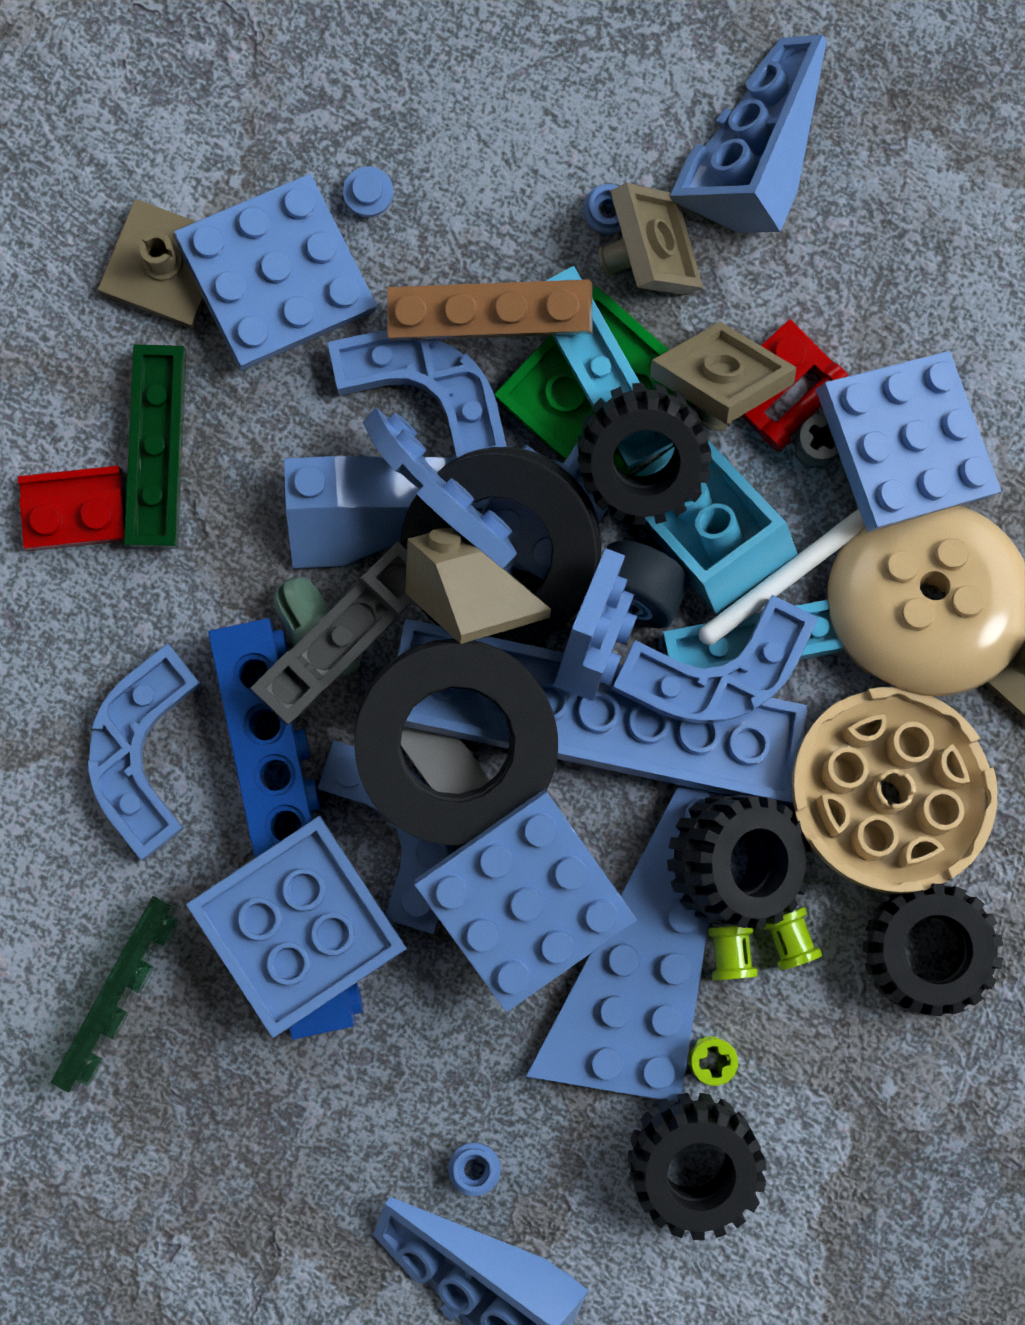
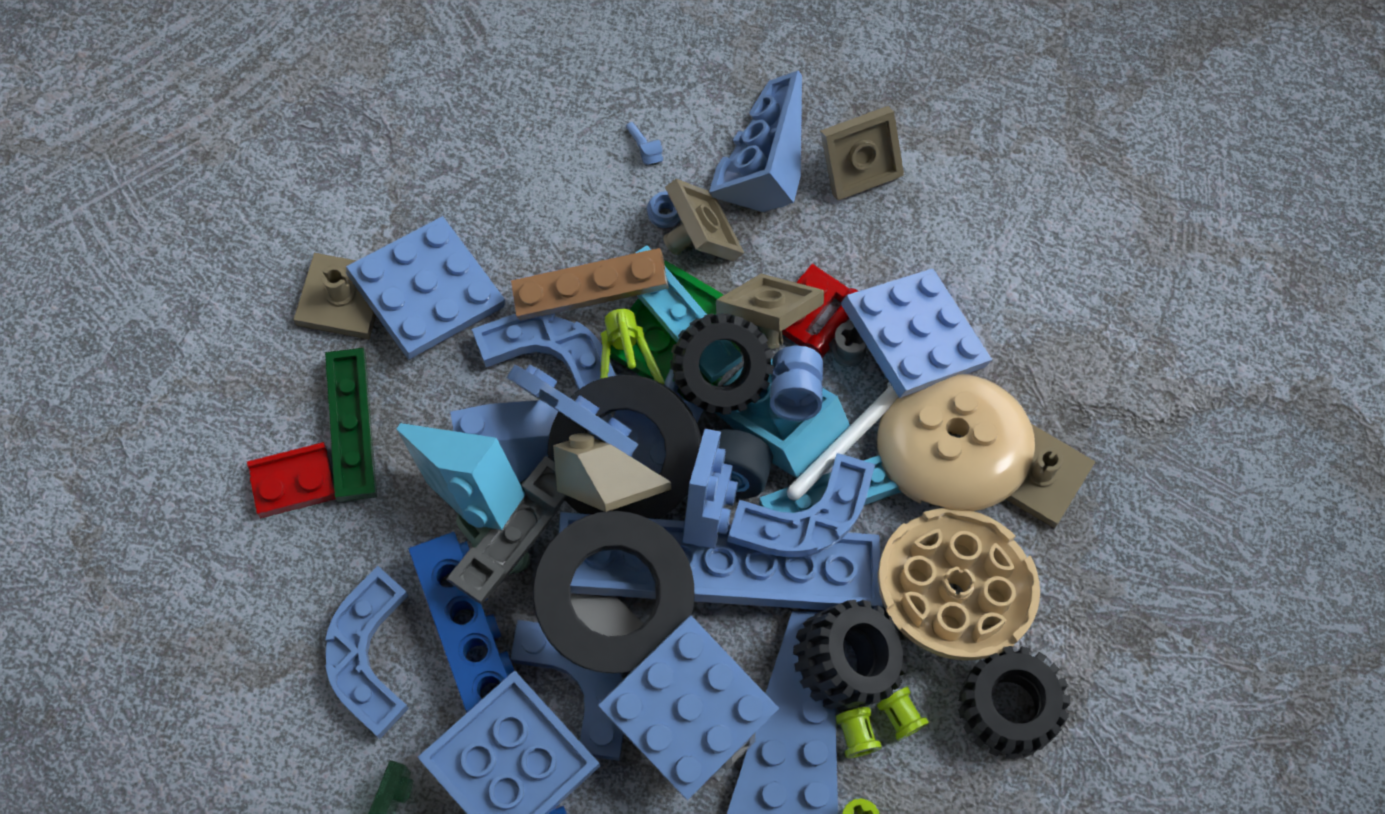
camera: 10 degrees left, 15 degrees down
(296, 551) = (466, 473): none -> medium azure slope
(368, 191) = (487, 223): medium blue plate -> none
(523, 384) = (623, 334): none -> lime plant
(602, 120) = (649, 151): none -> medium blue hand
(736, 498) = (796, 383): none -> medium blue wheel
(886, 173) = (862, 152): none -> dark tan tile

